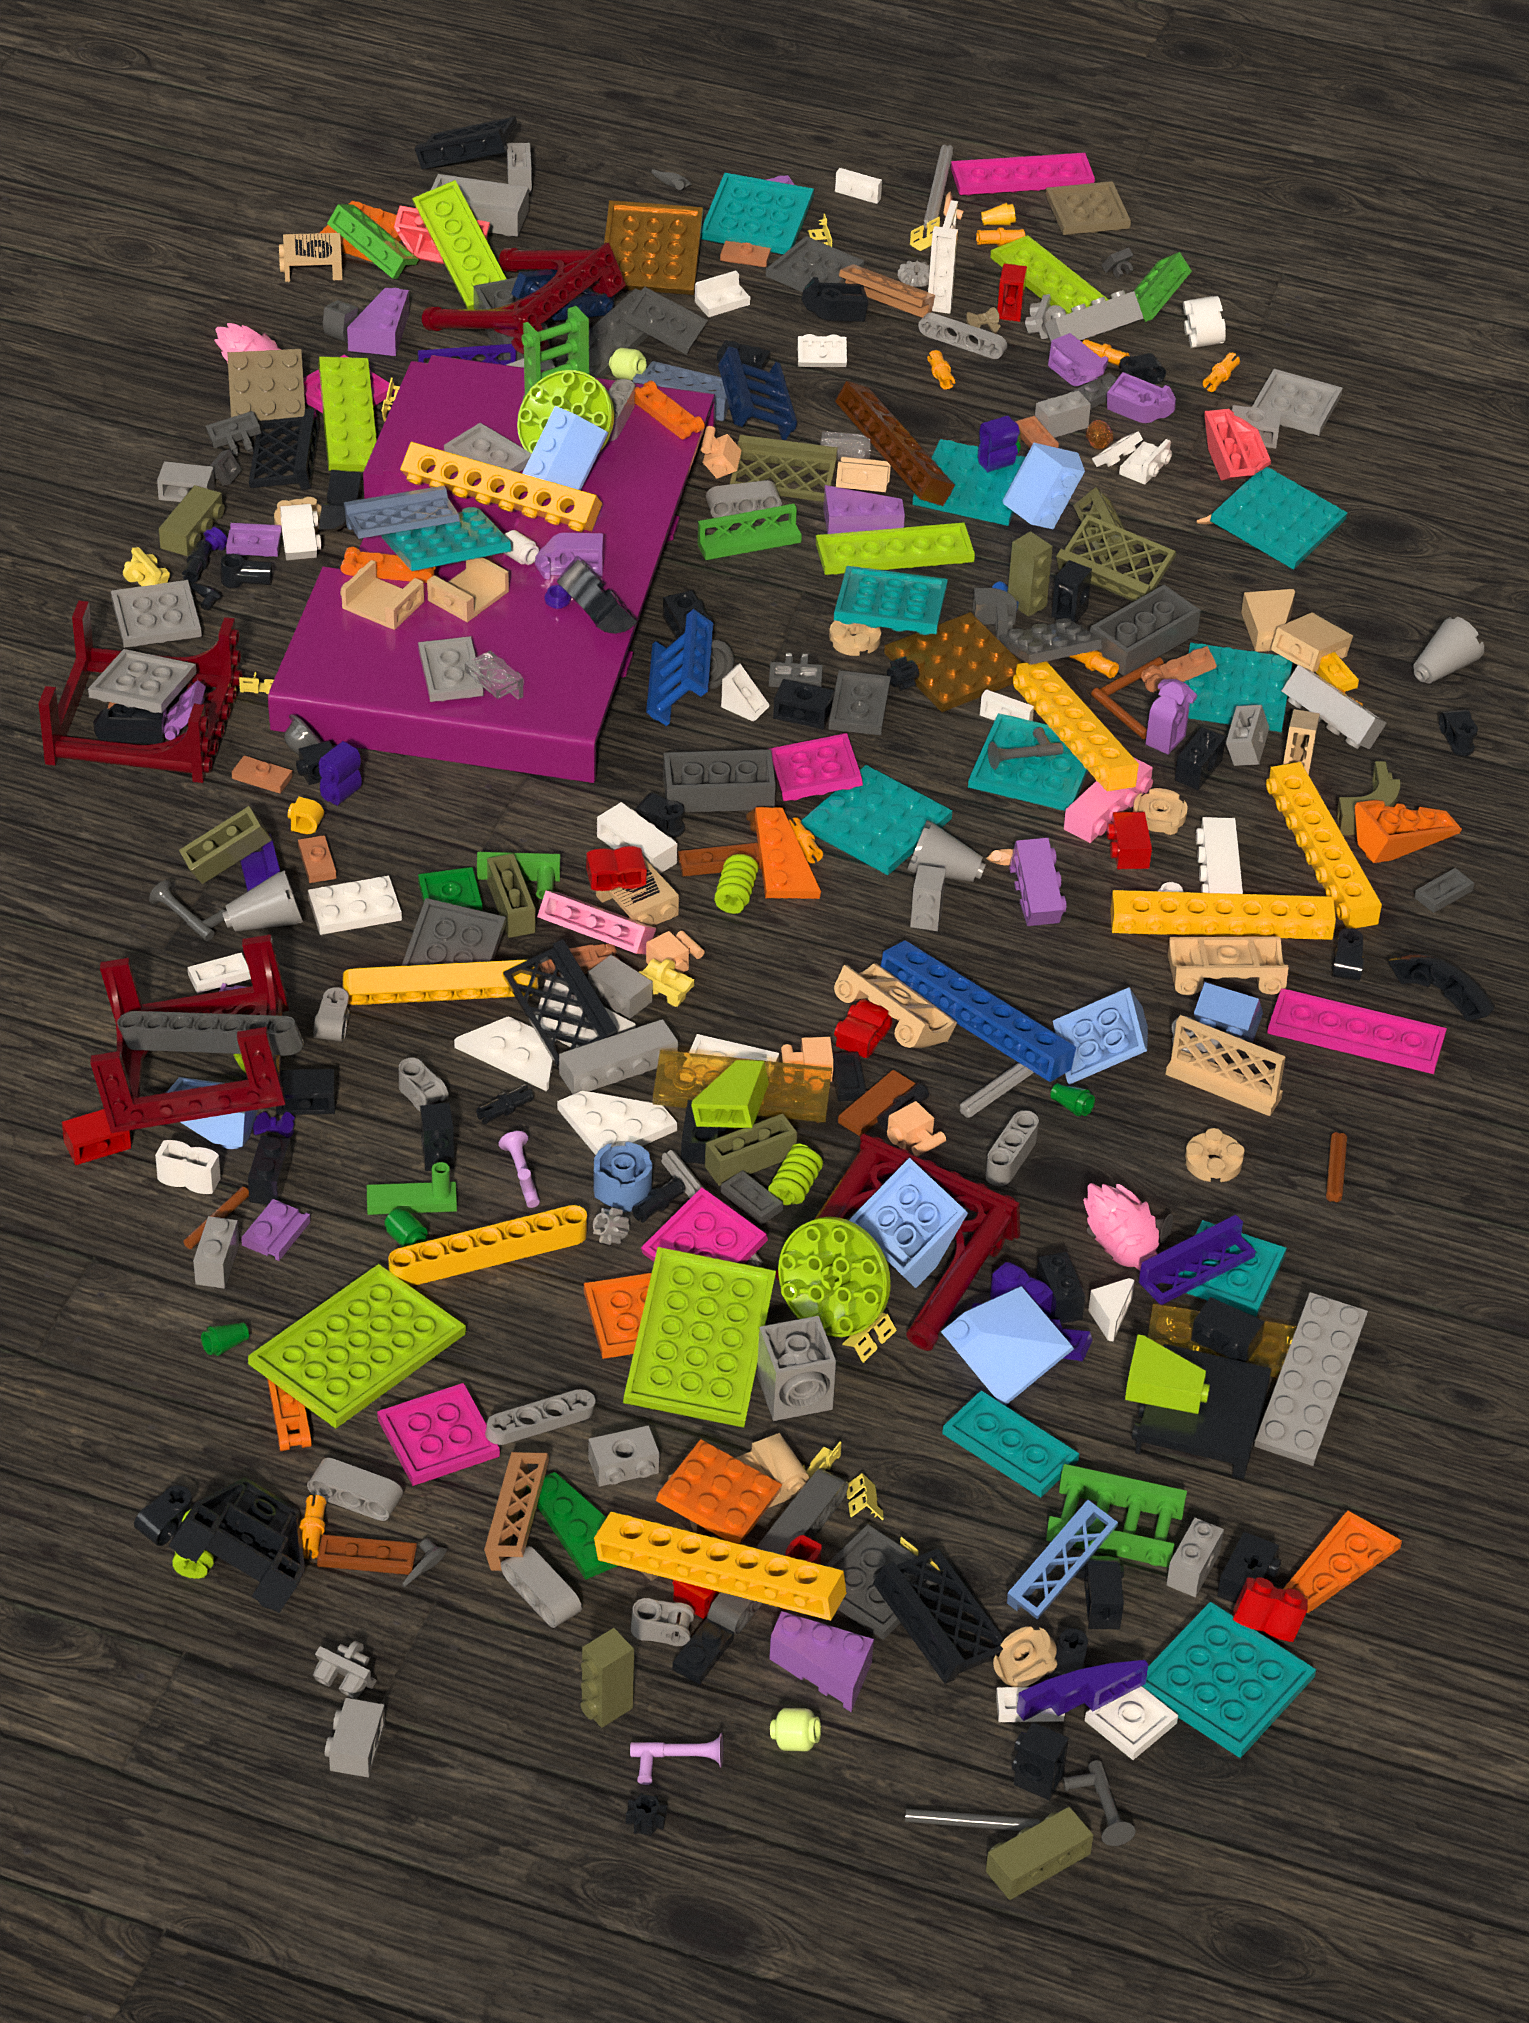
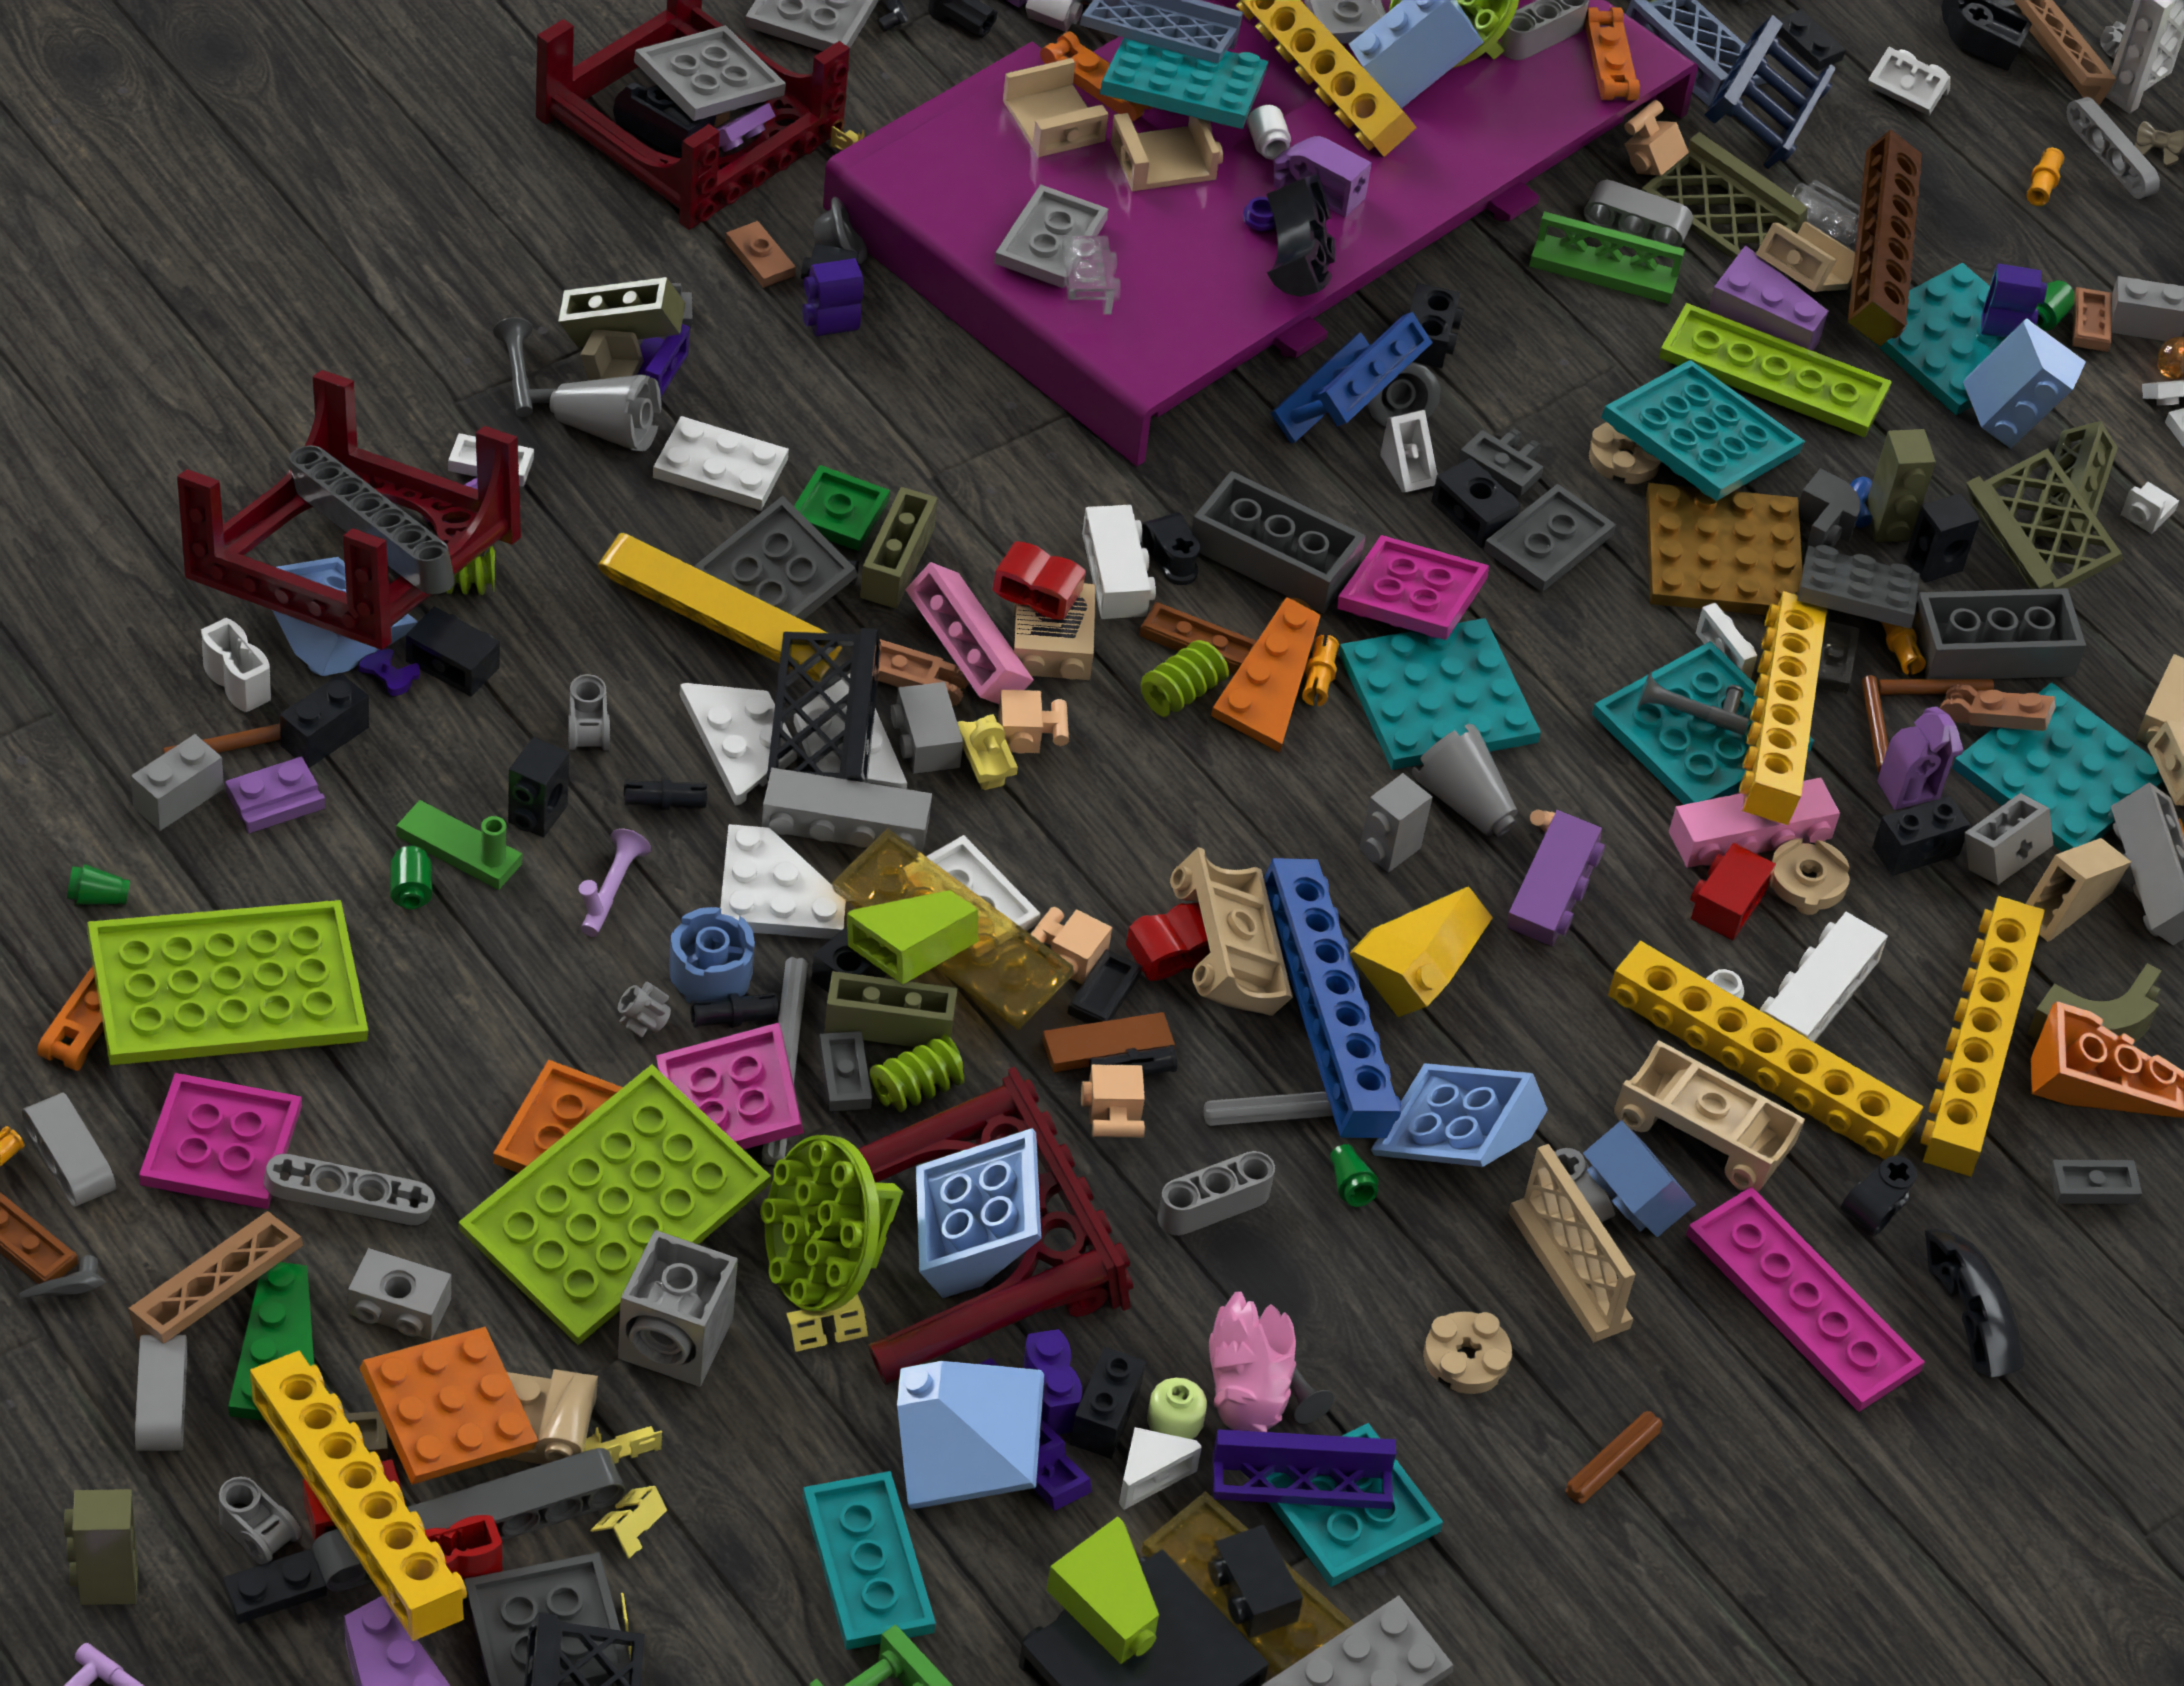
camera: 30 degrees right, 5 degrees up
(90, 1137) = (161, 575): red brick -> none
(236, 876) = (611, 355): none -> dark tan panel
(305, 815) = (759, 327): yellow plate -> none
(317, 859) = (728, 386): nougat plate -> none
(332, 1016) = (566, 580): light grey piece -> none
(489, 1245) = (484, 951): yellow beam -> none
(533, 867) = (964, 529): bright green piece -> none
(903, 673) = (1635, 529): black gear -> none
(1003, 961) = (1421, 950): none -> yellow wedge
(1099, 1269) = (1177, 1408): none -> yellowish green head
(1154, 523) = (2149, 507): none -> white bracket

